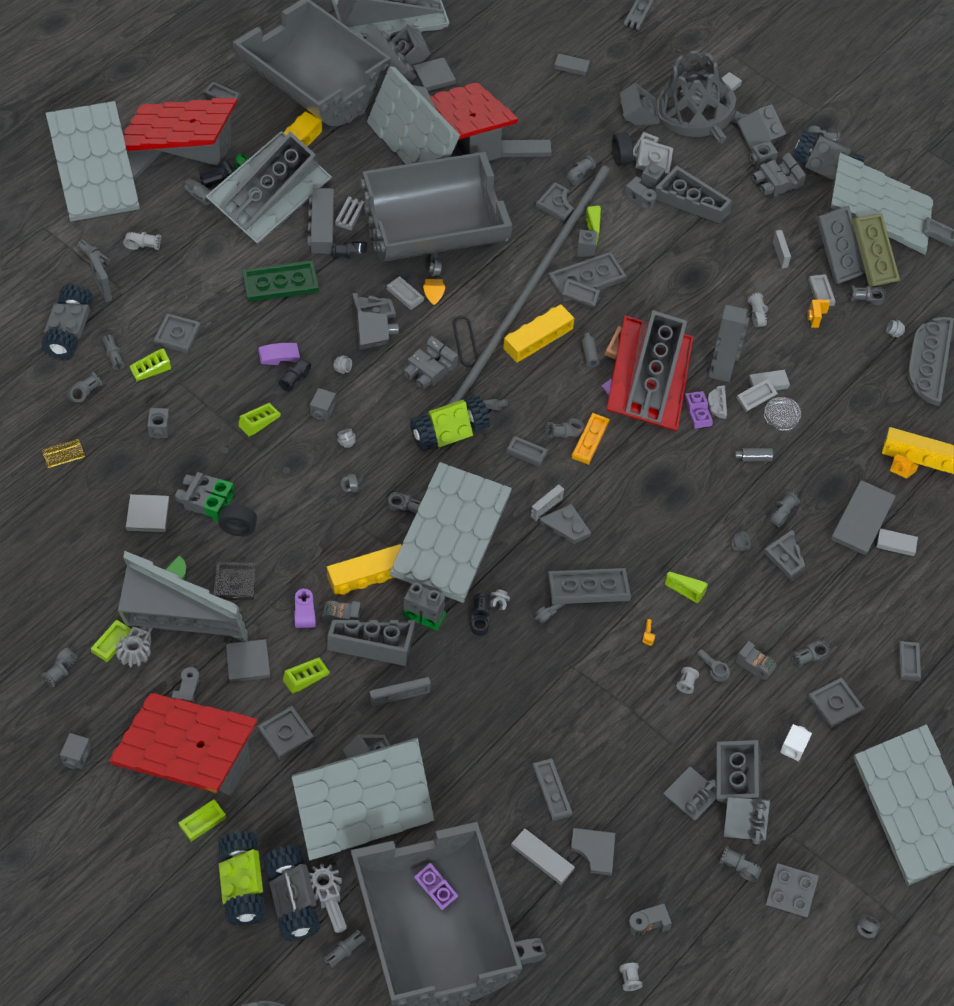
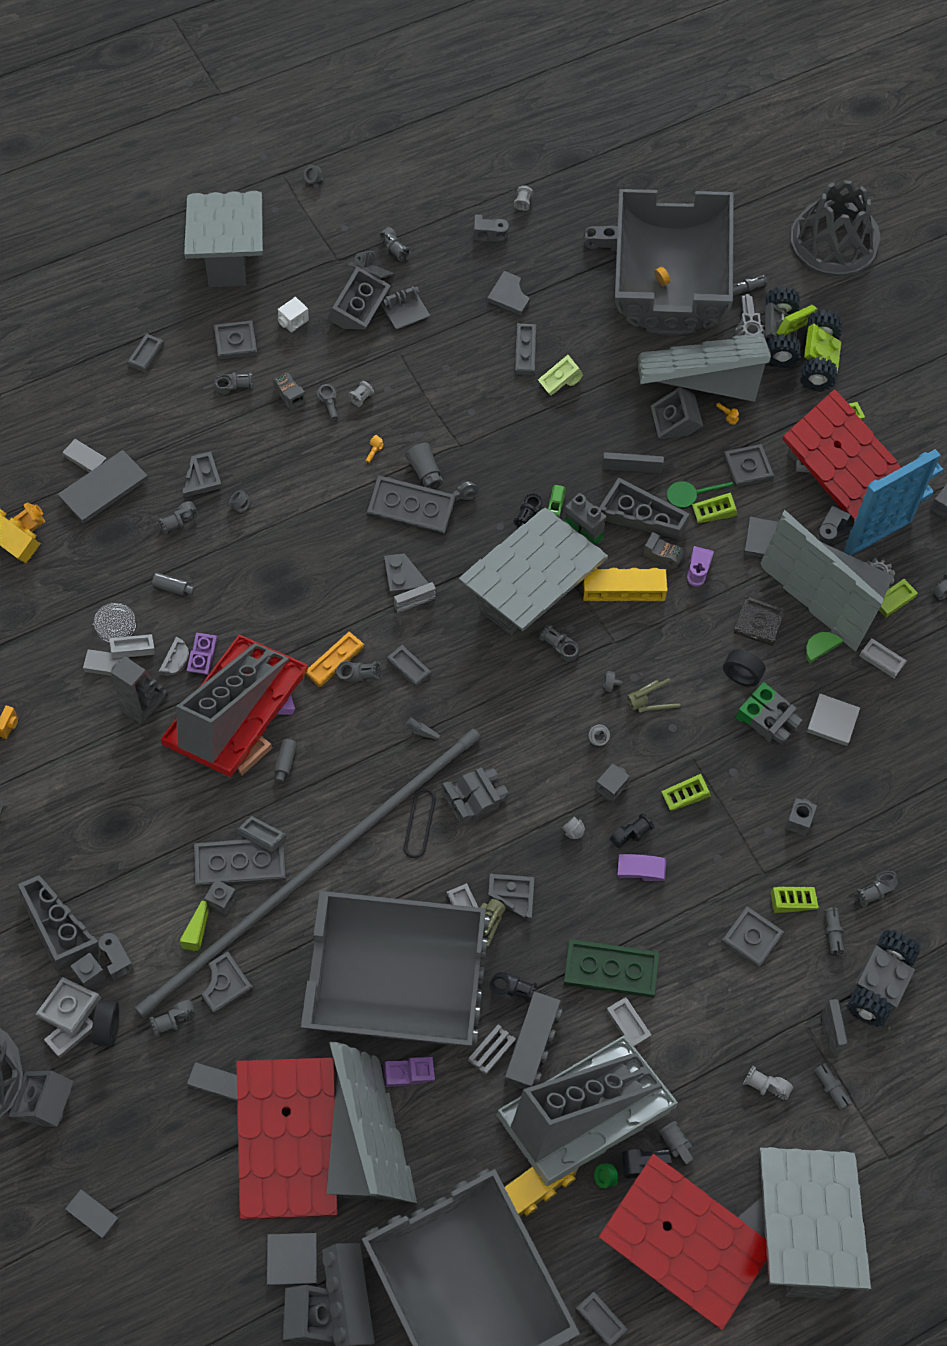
camera: 160 degrees left, 5 degrees up
(64, 455) = (926, 823): clear yellow tile -> none
(108, 580) = (883, 658): none -> light grey tile
(130, 675) = (893, 502): none -> dark azure hinge
(256, 253) = (628, 1022): none -> light grey tile
(276, 901) = (796, 320): none -> lime tile
(322, 477) = (639, 698): none -> olive plant
(340, 682) = (684, 494): none -> green piece
(374, 329) = (523, 855): dark grey torso -> none
(382, 288) = (494, 910): none -> olive plant
(434, 289) = (431, 892): light orange tile -> none
(436, 886) = (659, 291): medium lavender slope -> none
(440, 916) = (662, 276): none -> light orange tile
(450, 423) = (513, 707): plate -> none
(458, 632) = (557, 499): none -> bright green bar
(501, 597) = (504, 519): light grey plate -> none
(501, 763) = (563, 372): none -> yellowish green plate
(538, 333) = (334, 797): yellow brick -> none
(542, 856) = (556, 302): light grey tile -> none
(593, 624) = (424, 464): none -> dark grey plant
(686, 586) = (315, 472): lime slope -> none
(759, 309) = (66, 748): light grey connector -> none
(792, 890) = (359, 216): dark grey hinge -> none

